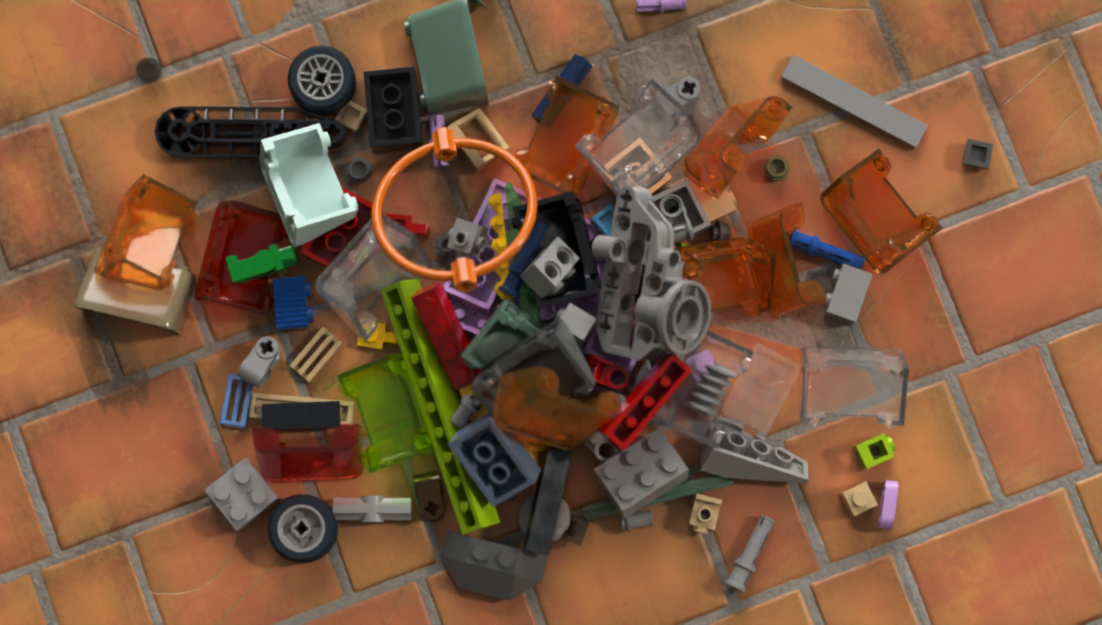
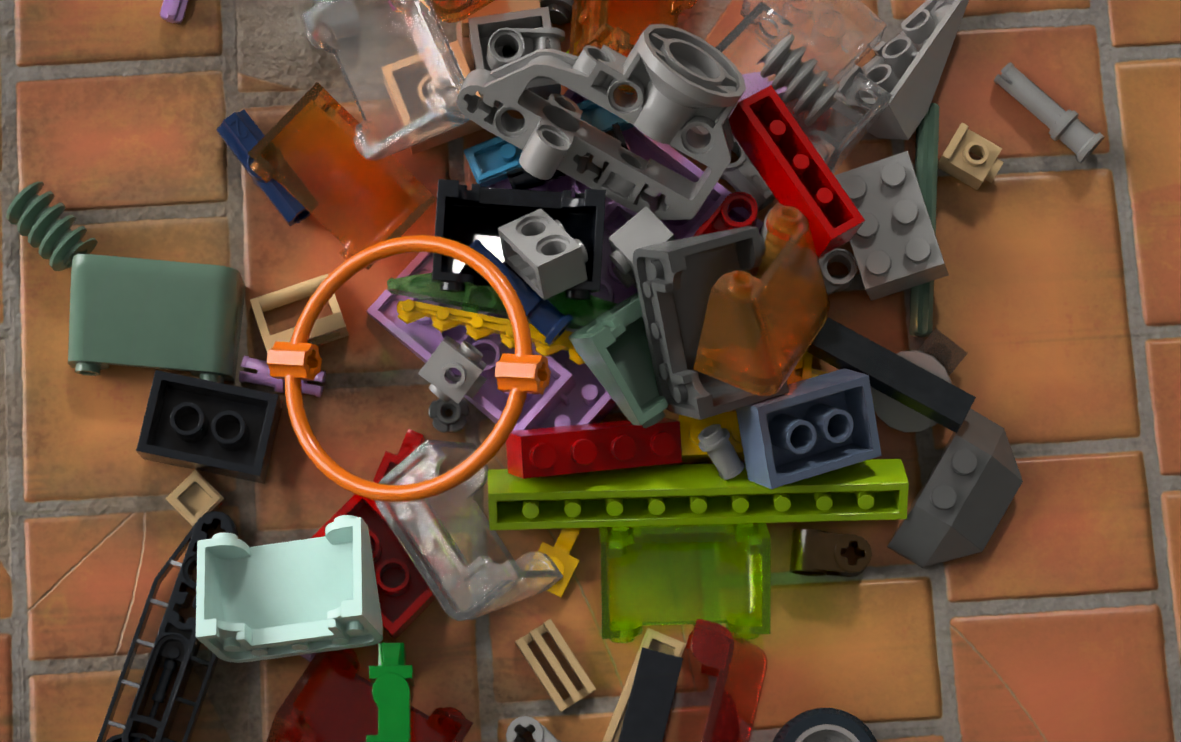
camera: 80 degrees left, 5 degrees down
(292, 303) = (465, 677): blue brick -> none
(326, 64) = (101, 510): wheel -> none
(359, 170) = (286, 511): dark grey plate -> none
(372, 508) = (824, 647): light grey piece -> none
(637, 520) = (953, 253): light grey pin -> none

